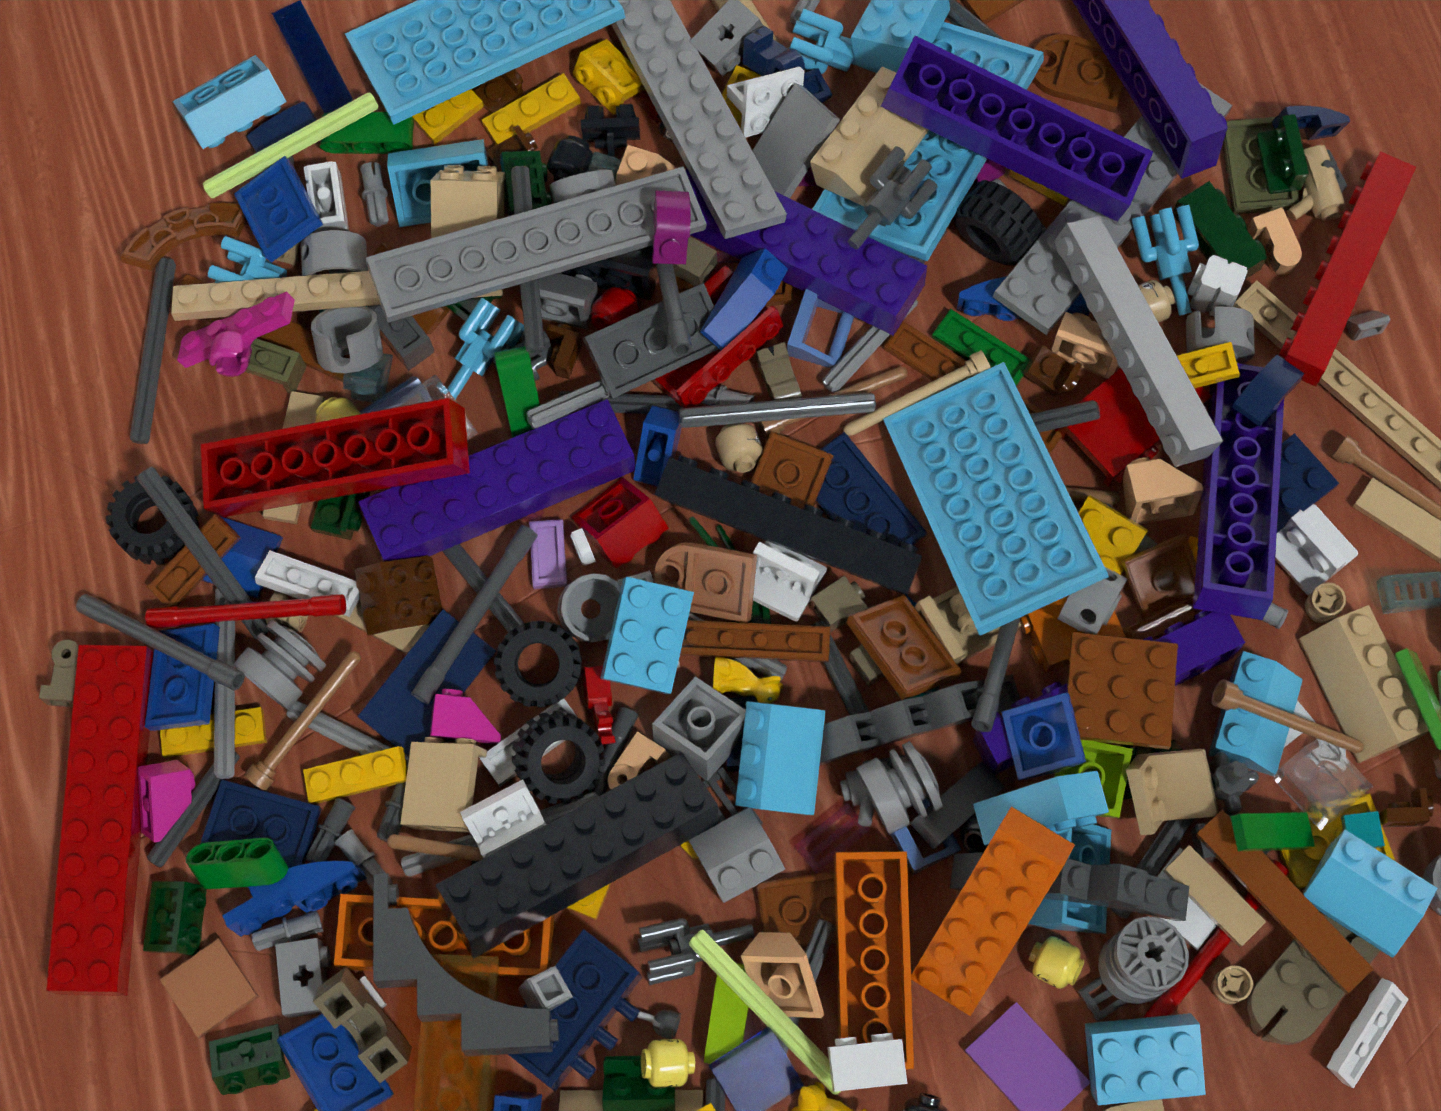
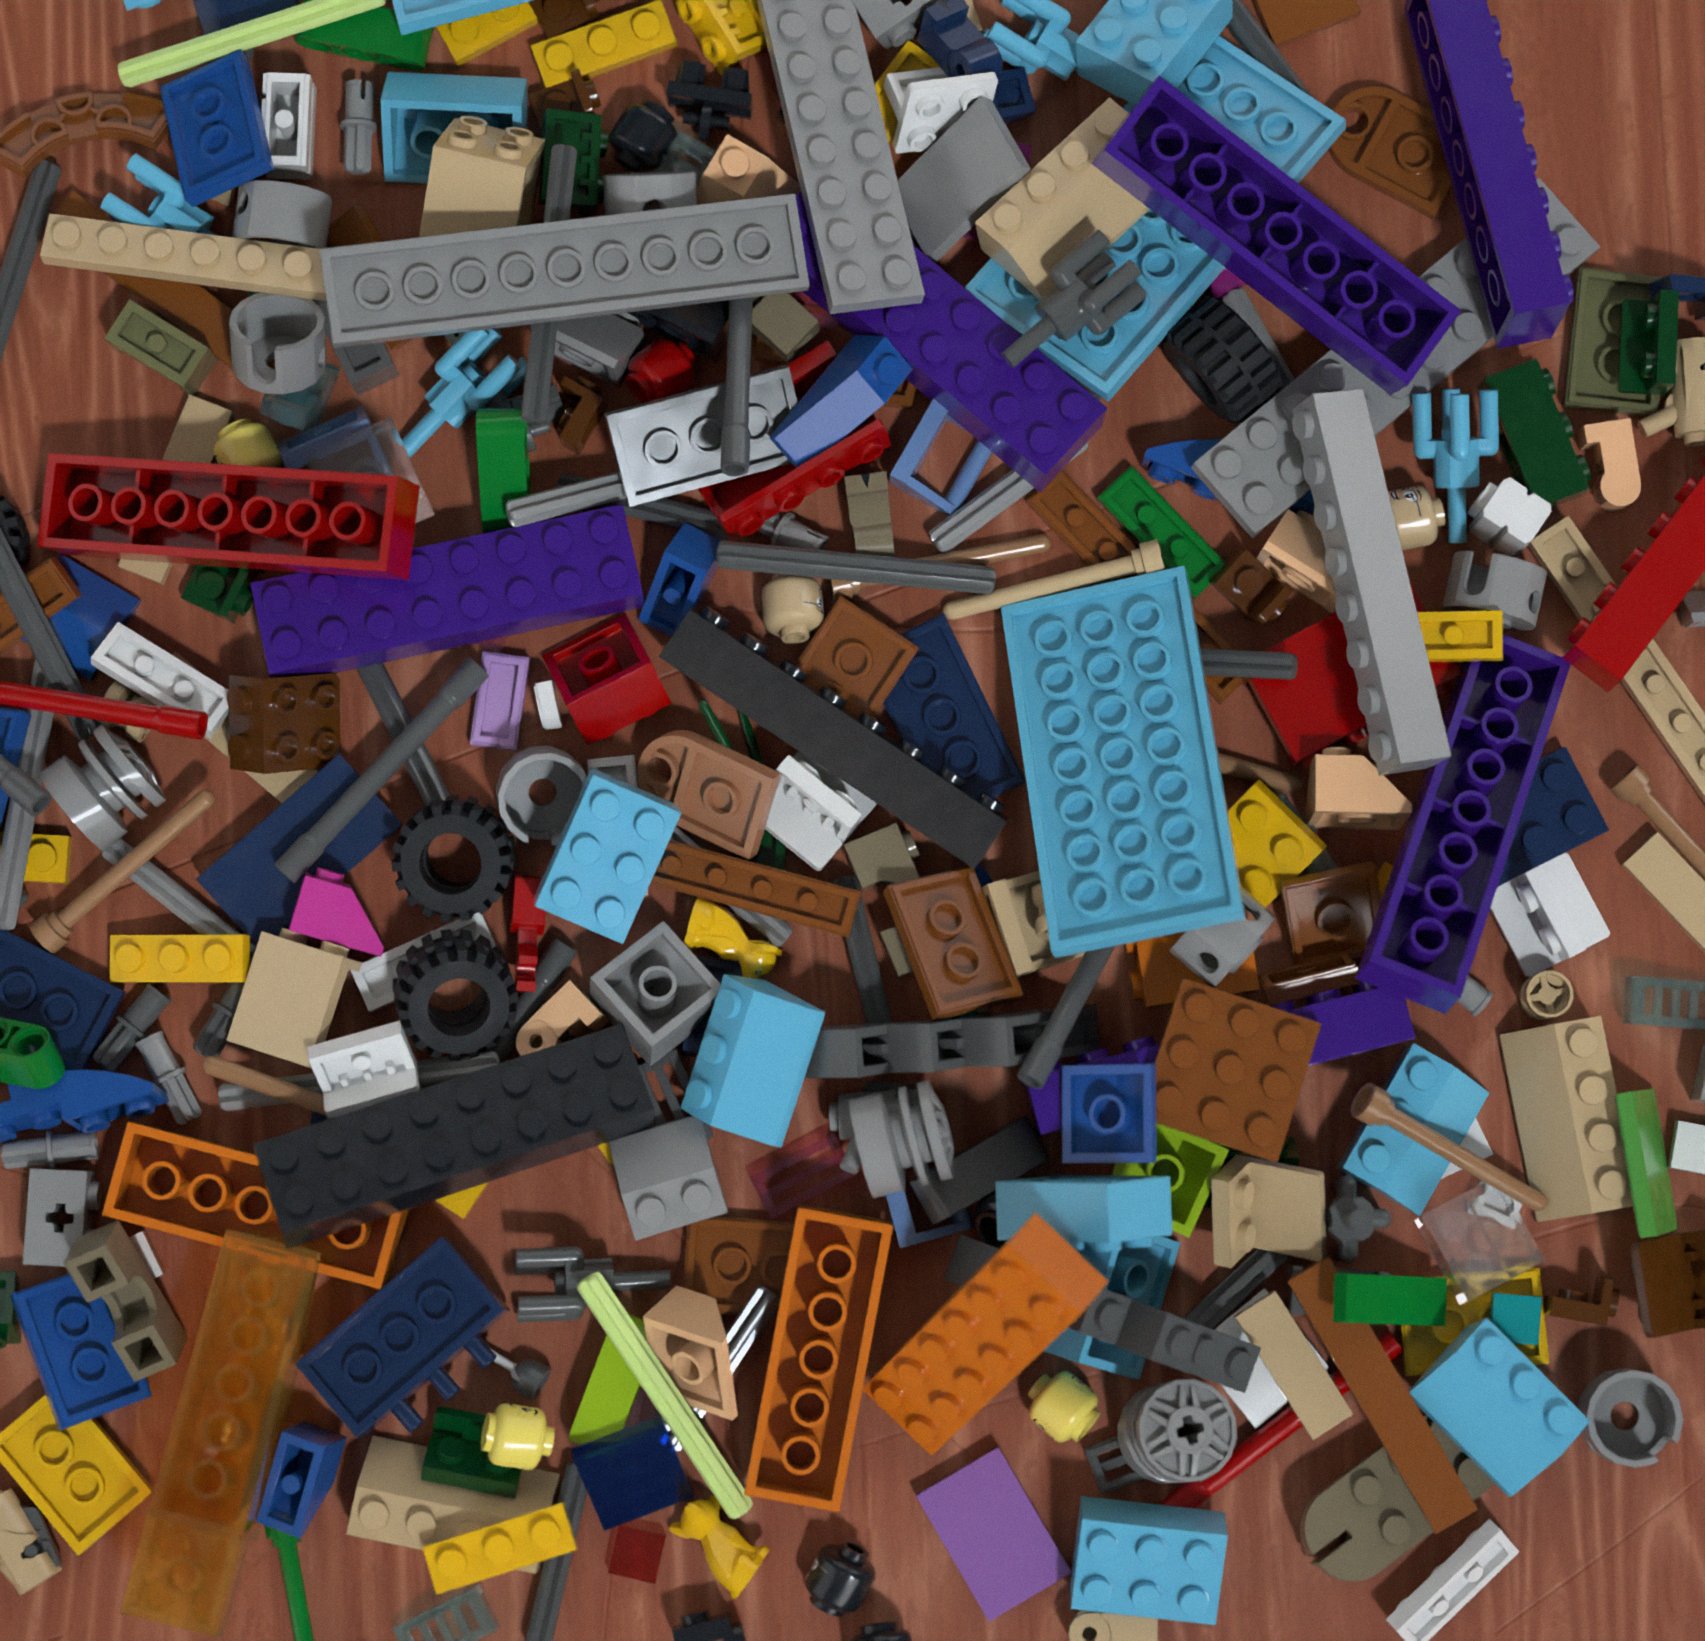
camera: 10 degrees right, 10 degrees up
(231, 338) = (119, 305): dark pink plate -> none
(405, 962) = (194, 1234): dark grey arch -> none
(545, 990) = (374, 1311): light grey slope -> none
(671, 227) = (757, 284): magenta brick -> none
(867, 1064) = (777, 1496): white brick -> none
(1238, 982) = (1295, 1489): tan wheel -> none
(1267, 390) = (1536, 689): dark blue slope -> none

